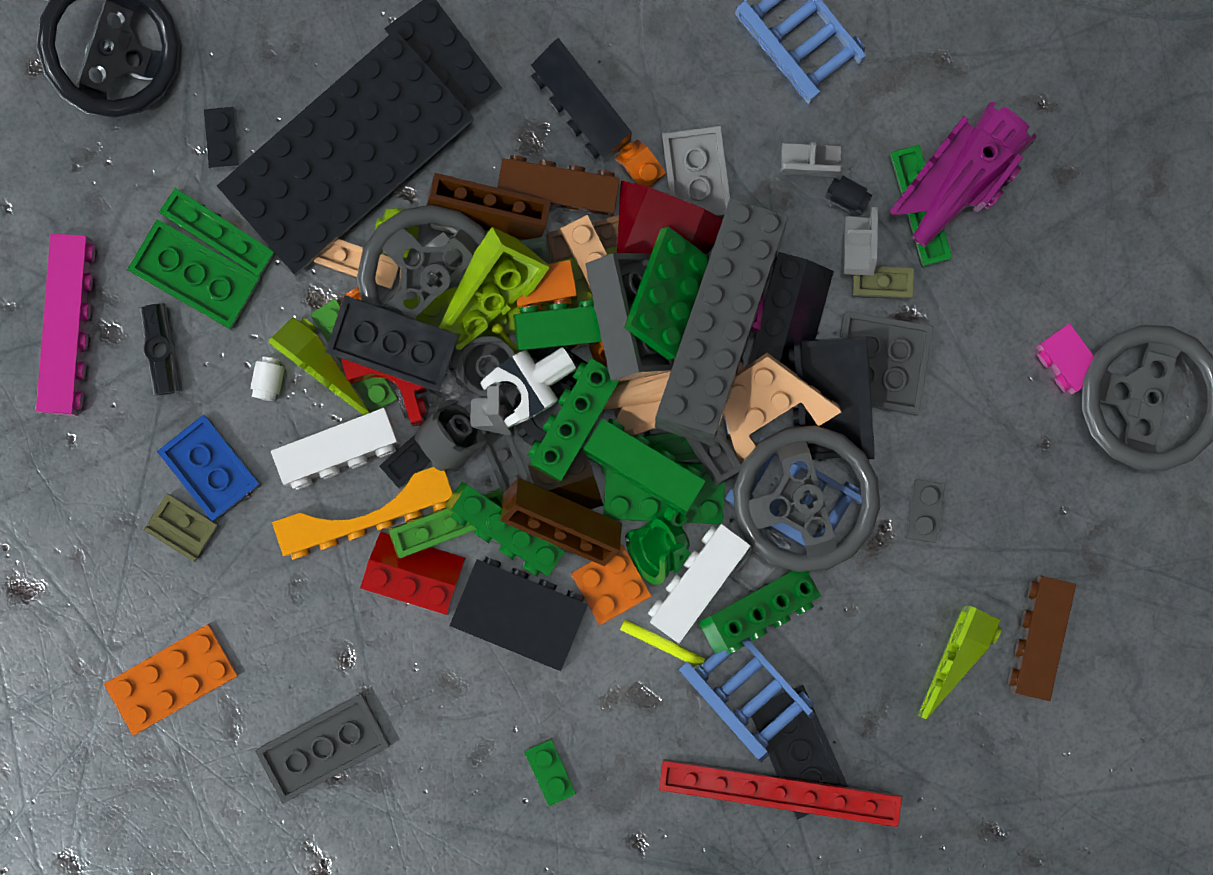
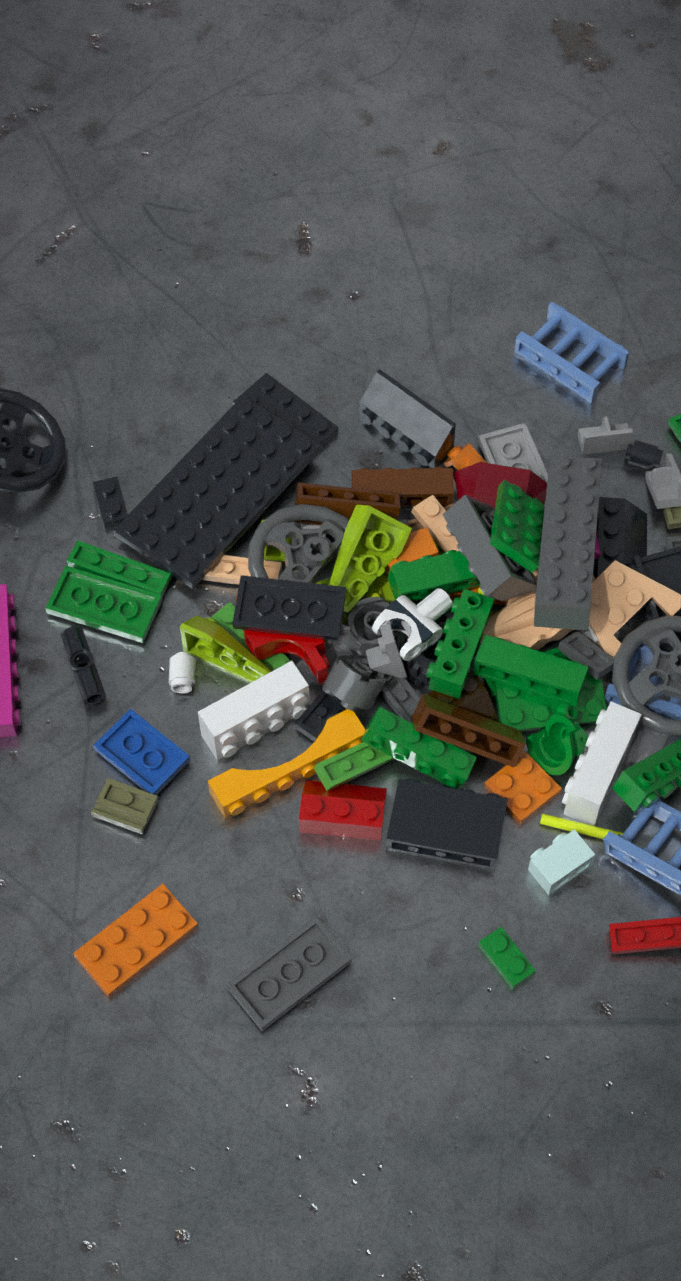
camera: 10 degrees left, 25 degrees down
(630, 680) = (560, 861): none -> light aqua brick

